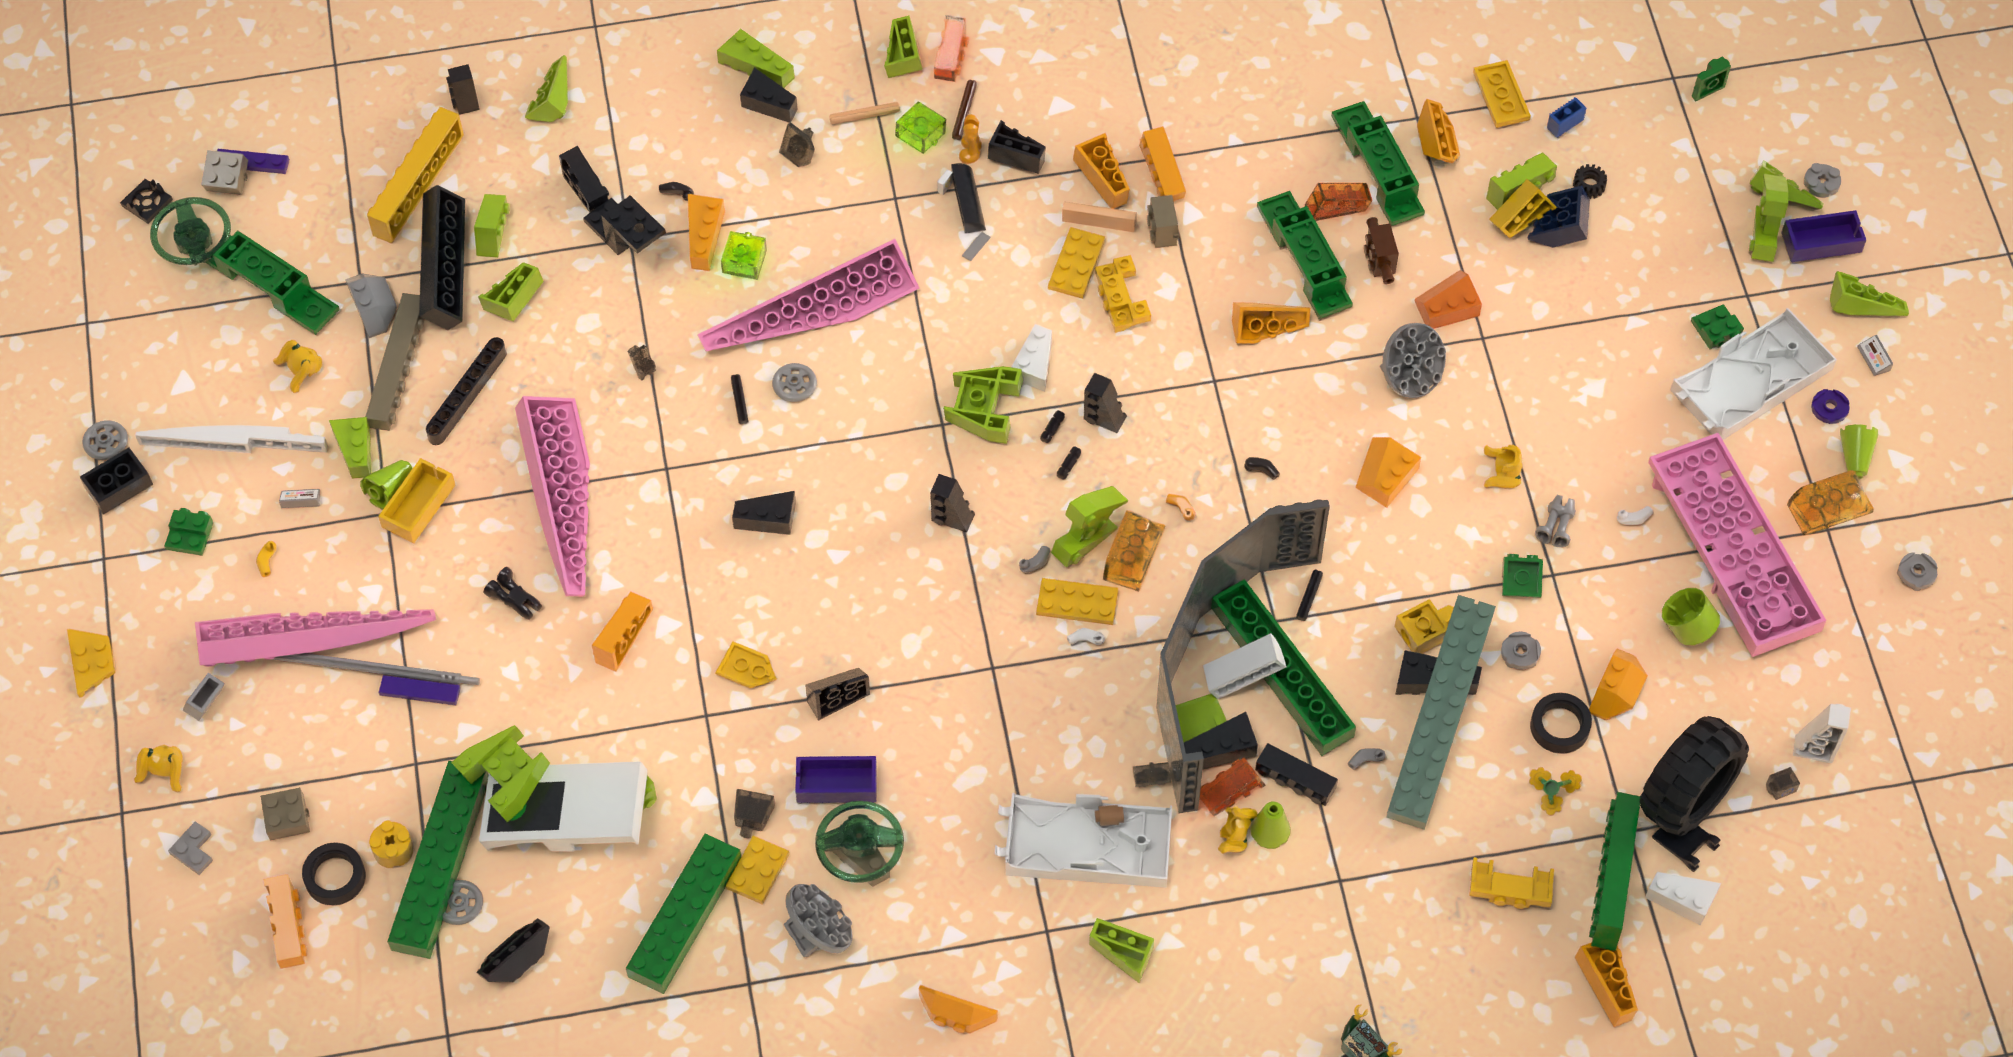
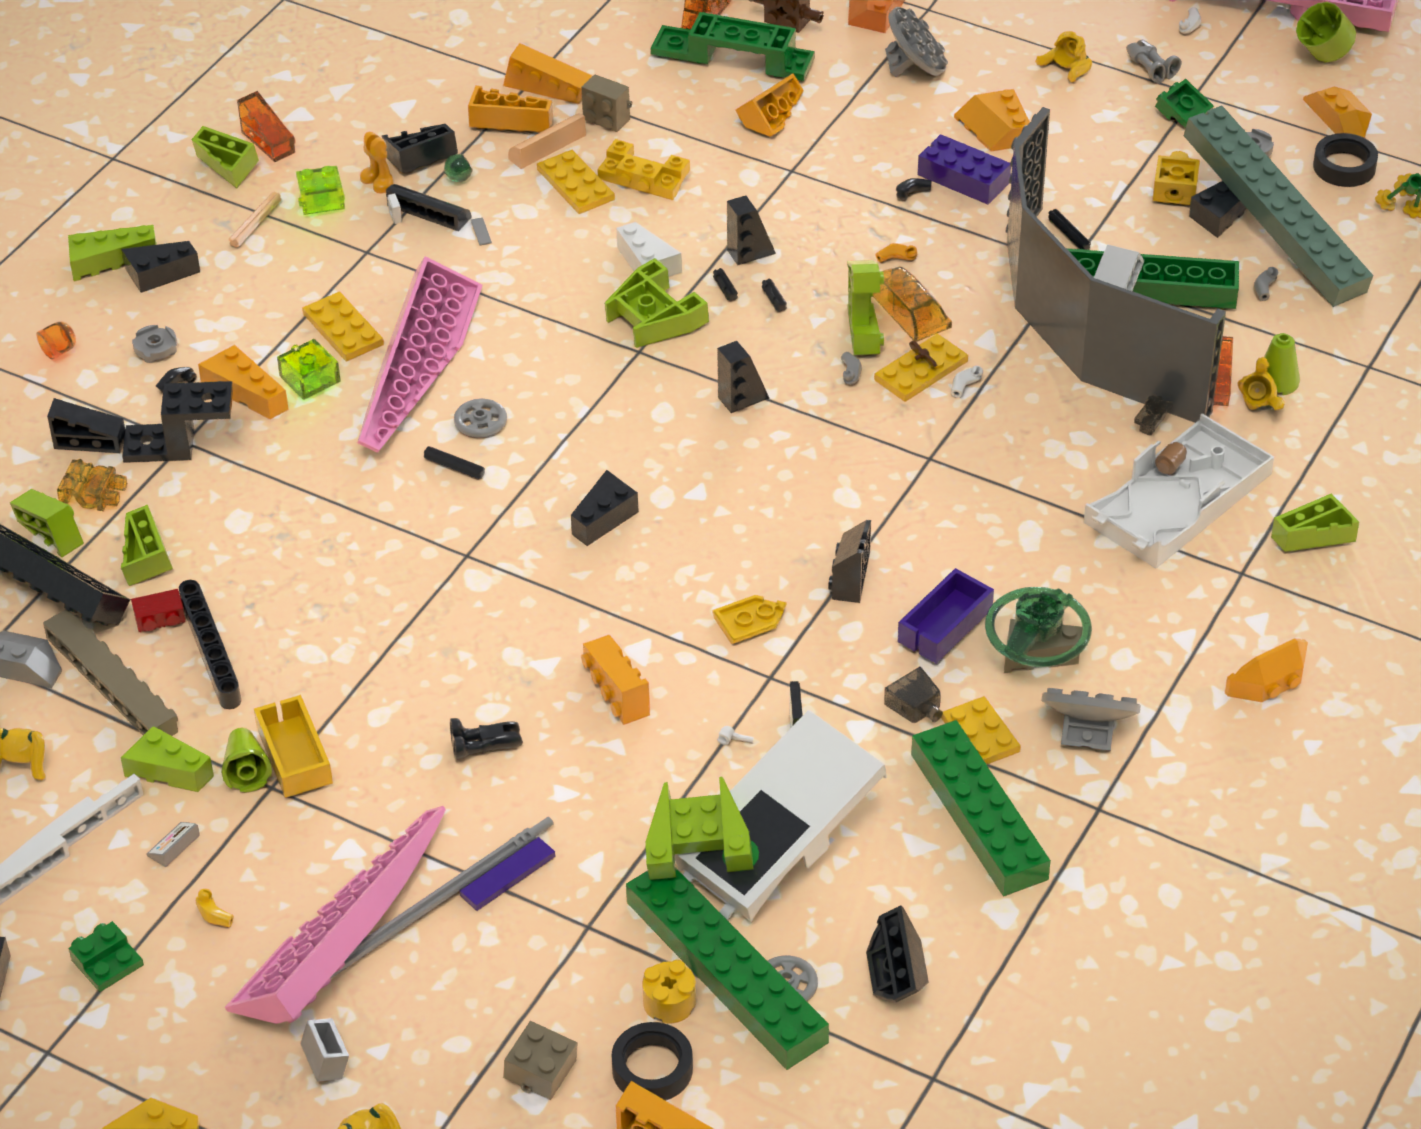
camera: 50 degrees left, 15 degrees down
(467, 341) = (158, 610): none -> red brick
(541, 229) = (91, 485): none -> clear yellow hips
(559, 481) = (388, 632): bright pink wedge -> none
(630, 726) = (728, 733): none -> white hand
(641, 361) = (341, 497): clear smoke hips -> none
(650, 100) = (56, 339): none -> clear orange helmet
(668, 755) = (795, 703): none -> black tile
(700, 161) = (164, 346): none -> light grey plate
(797, 145) = (240, 271): clear smoke piece -> none
(809, 241) = (343, 326): none -> yellow plate
(964, 109) = (333, 159): reddish brown axle -> none
(1018, 186) = (457, 168): none -> clear green piece
(1081, 594) = (922, 353): none -> reddish brown piece
(1296, 774) = (1255, 325): black brick -> none
(1308, 476) = (964, 169): none -> dark purple piece

